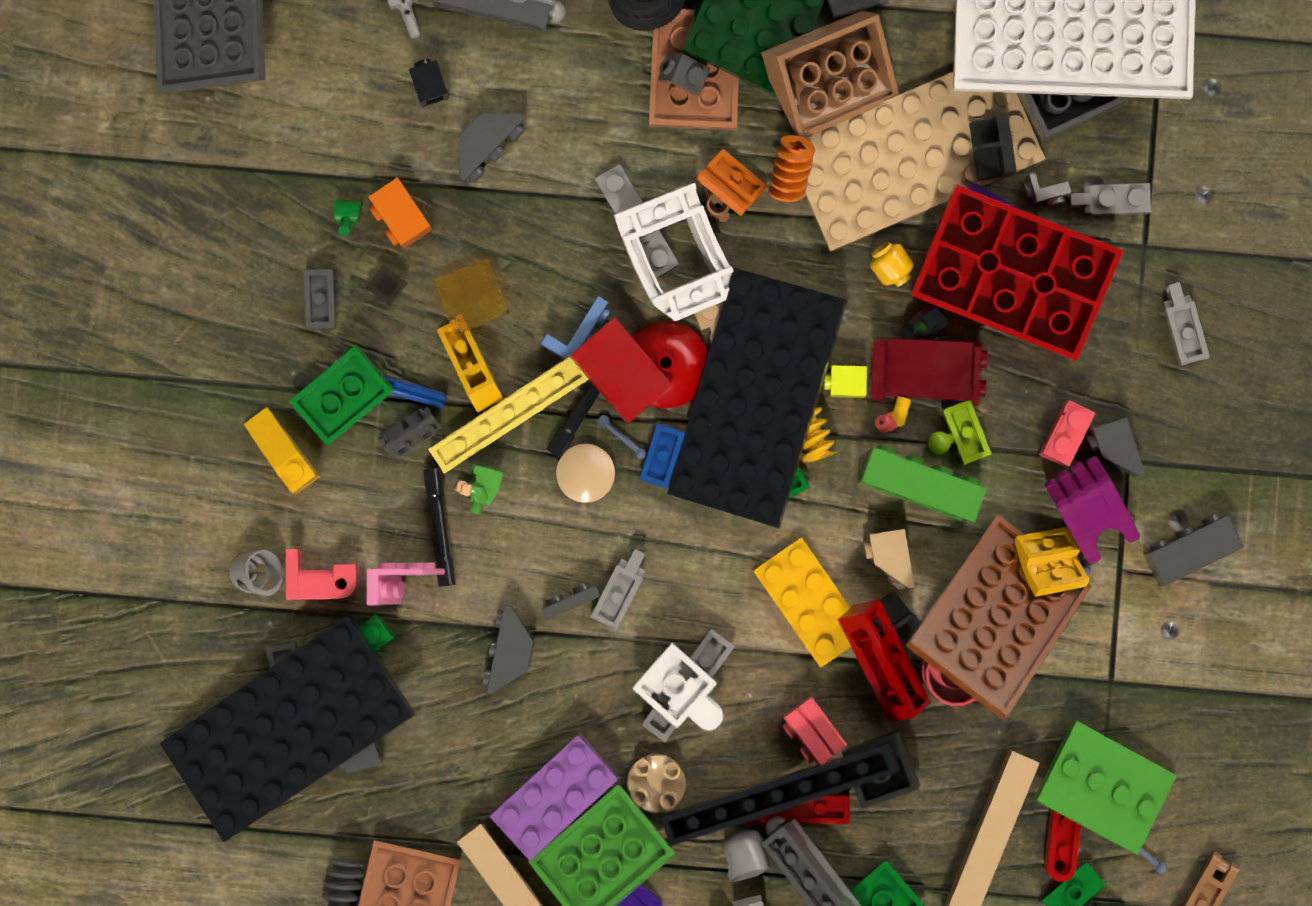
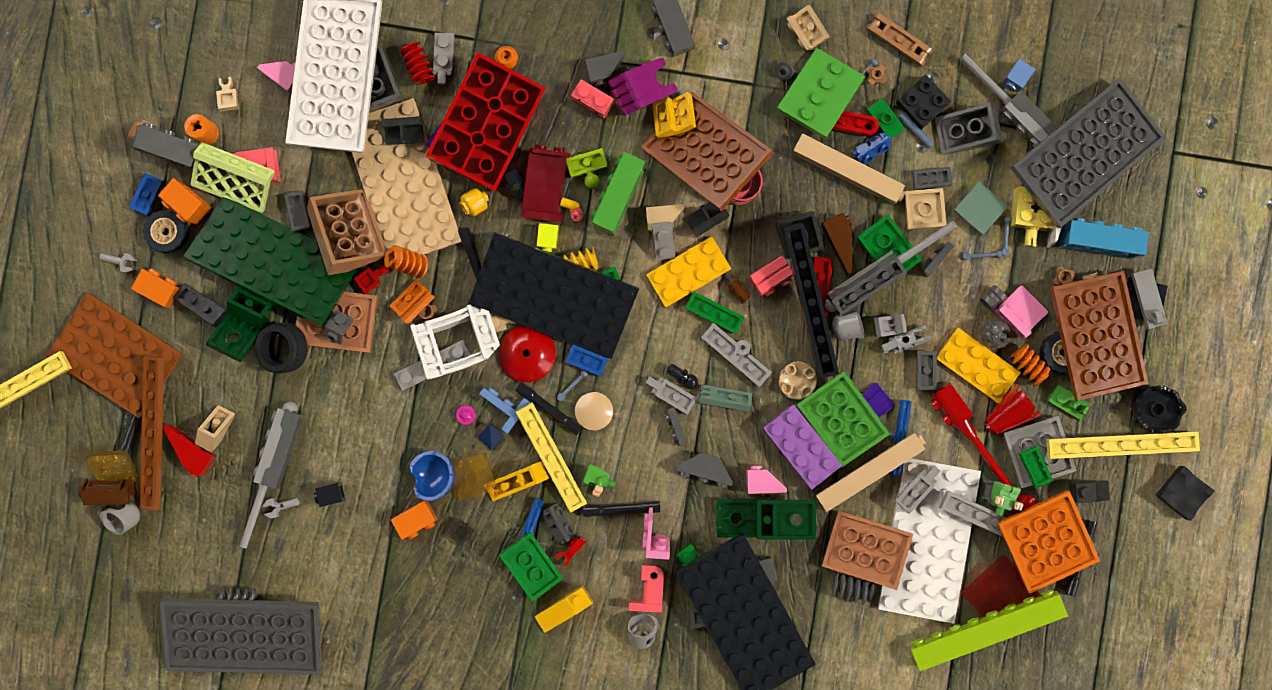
camera: 85 degrees left, 0 degrees up
(319, 299) = (466, 576): dark grey plate -> none
(347, 214) = (412, 554): green piece -> none
(377, 459) = (575, 545): none -> red plate
(440, 750) = (766, 518): none -> dark green bracket
(468, 236) = (433, 475): none -> blue cylinder
(485, 141) = (371, 460): dark grey slope -> none
(496, 739) = (762, 481): none -> bright pink slope
(535, 319) = (491, 436): none -> dark blue slope
(565, 278) = (466, 415): none -> dark pink tile
(620, 370) = (529, 382): red tile -> none
(620, 673) = (725, 398): none -> sand green hinge
(642, 616) = (689, 380): none -> black axle
(680, 690) = (739, 359): white brick -> none
(750, 647) = (714, 312): none -> green plate
(760, 115) = (369, 279): none -> red plate
(786, 682) = (738, 291): none -> reddish brown pin
(824, 262) = (468, 244): none -> black piece
(855, 560) = (663, 240): none -> light grey plate
(883, 833) = (839, 235): none -> reddish brown slope
(884, 661) = (730, 227): red brick -> none
(1033, 885) = (879, 144): none -> blue hinge
(1052, 194) = (437, 96): light grey bracket -> none
(1097, 158) = (416, 65): none -> red piece
(1130, 296) = (508, 51): none -> orange plate
(1135, 867) = (872, 79): none -> medium nougat plate
(1136, 728) = (784, 70): none -> dark grey plate
(1184, 326) = (529, 18): light grey hinge -> none
(1205, 759) = (808, 28): none -> tan bracket

